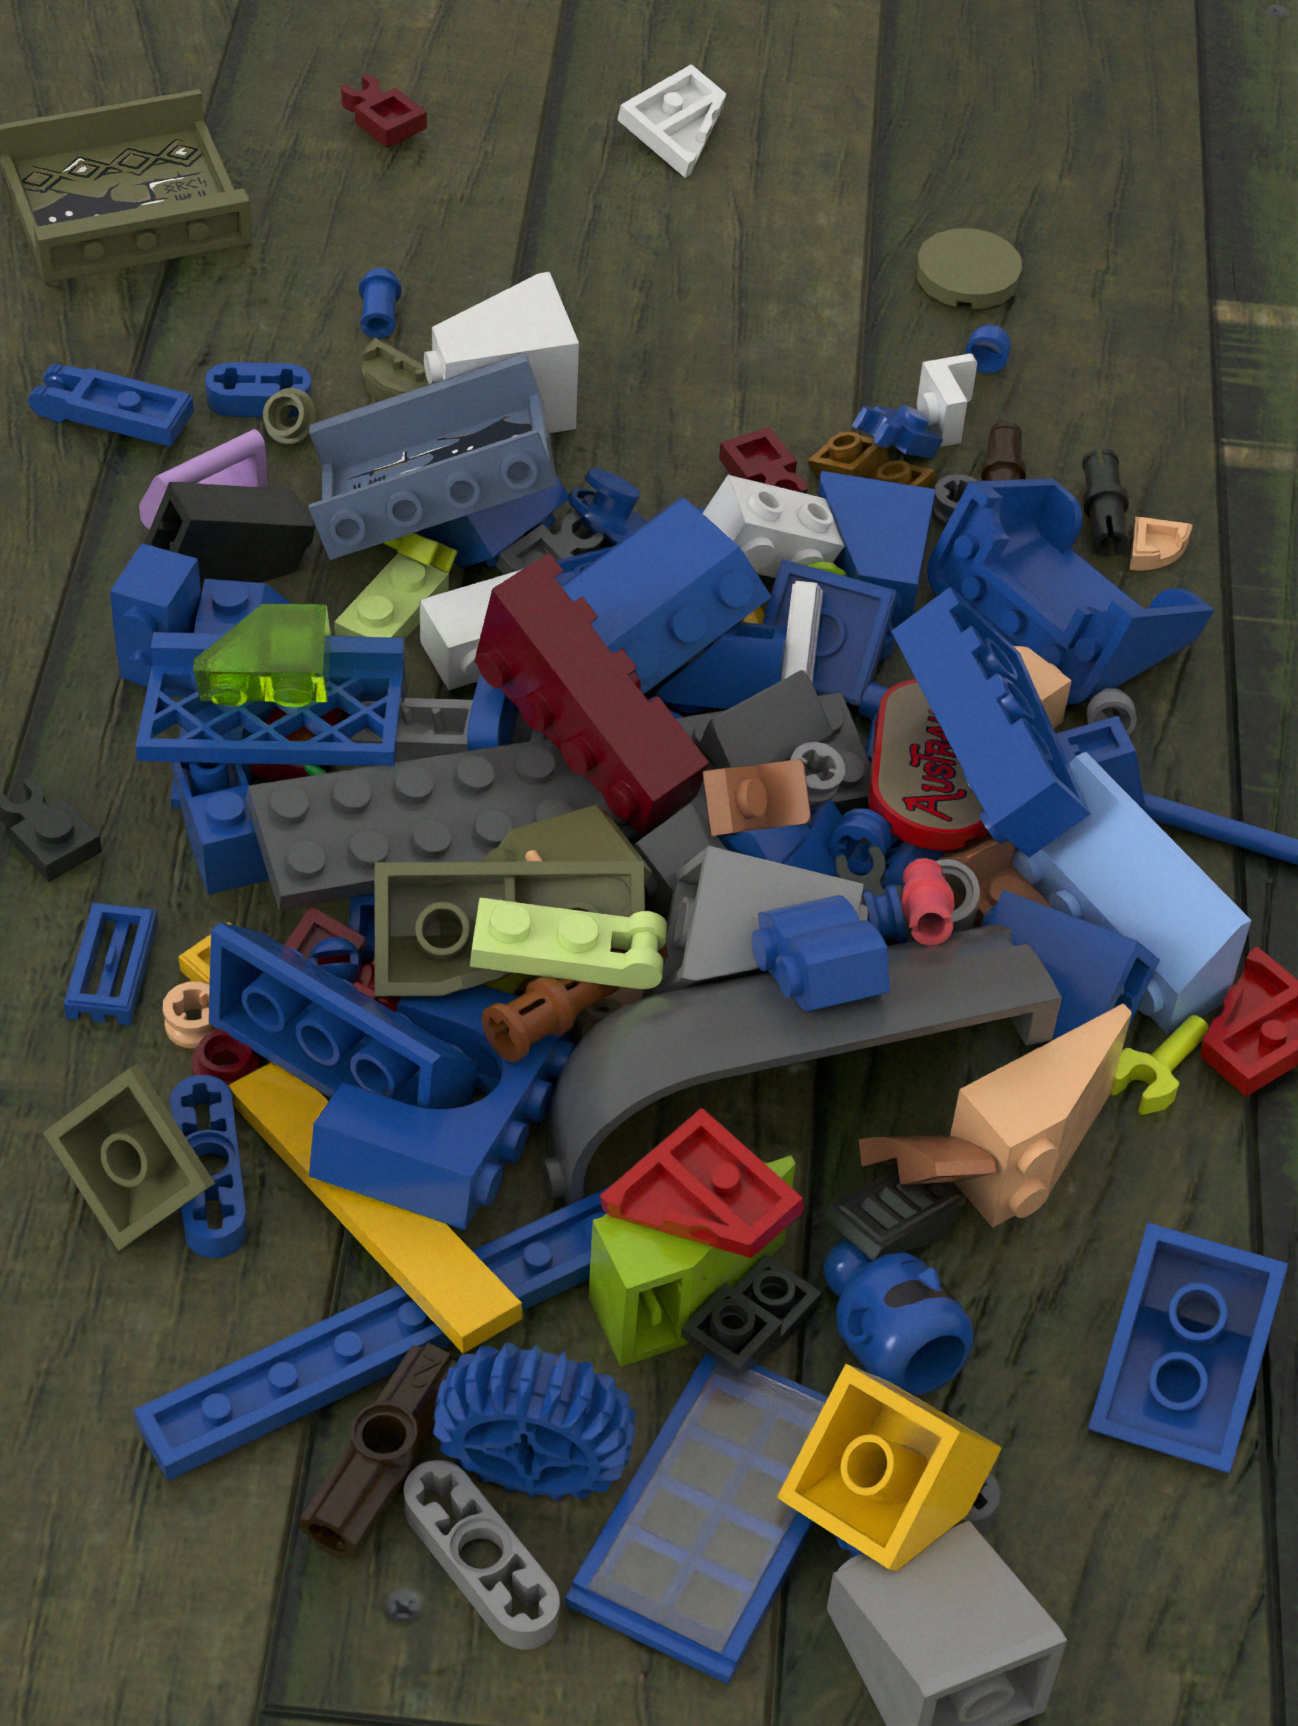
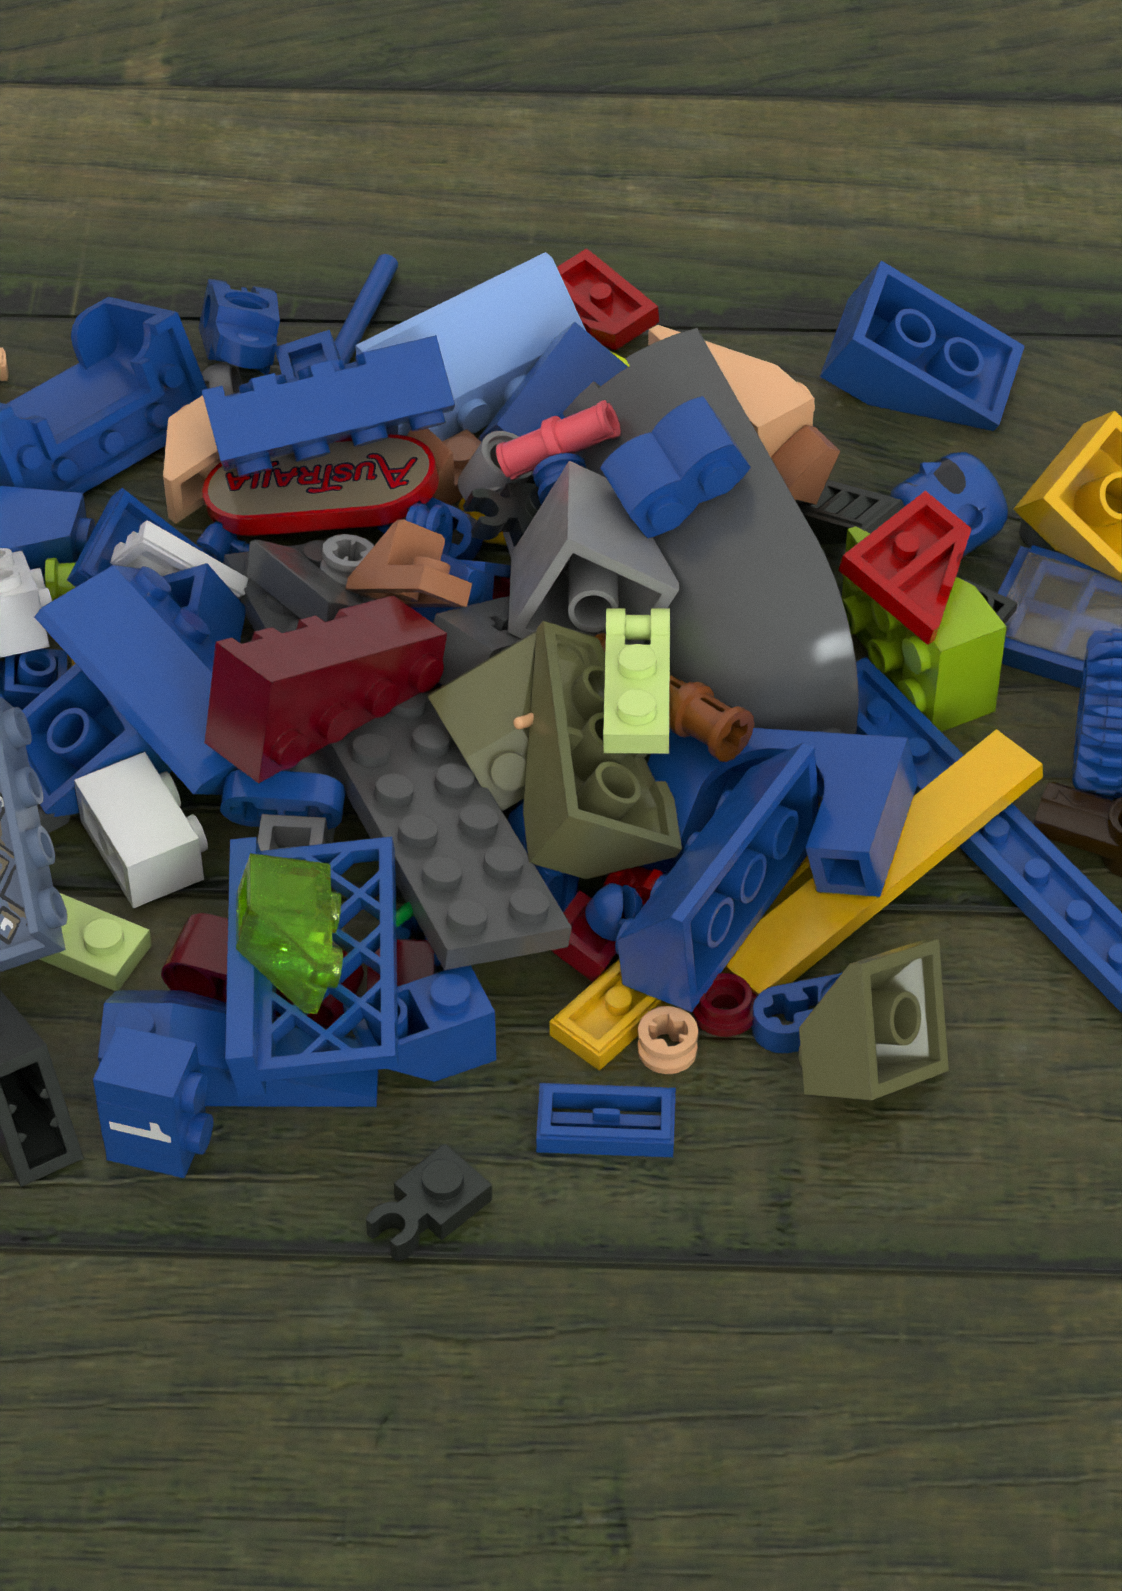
camera: 90 degrees left, 0 degrees up
(1170, 704) = (240, 325): none -> blue piece

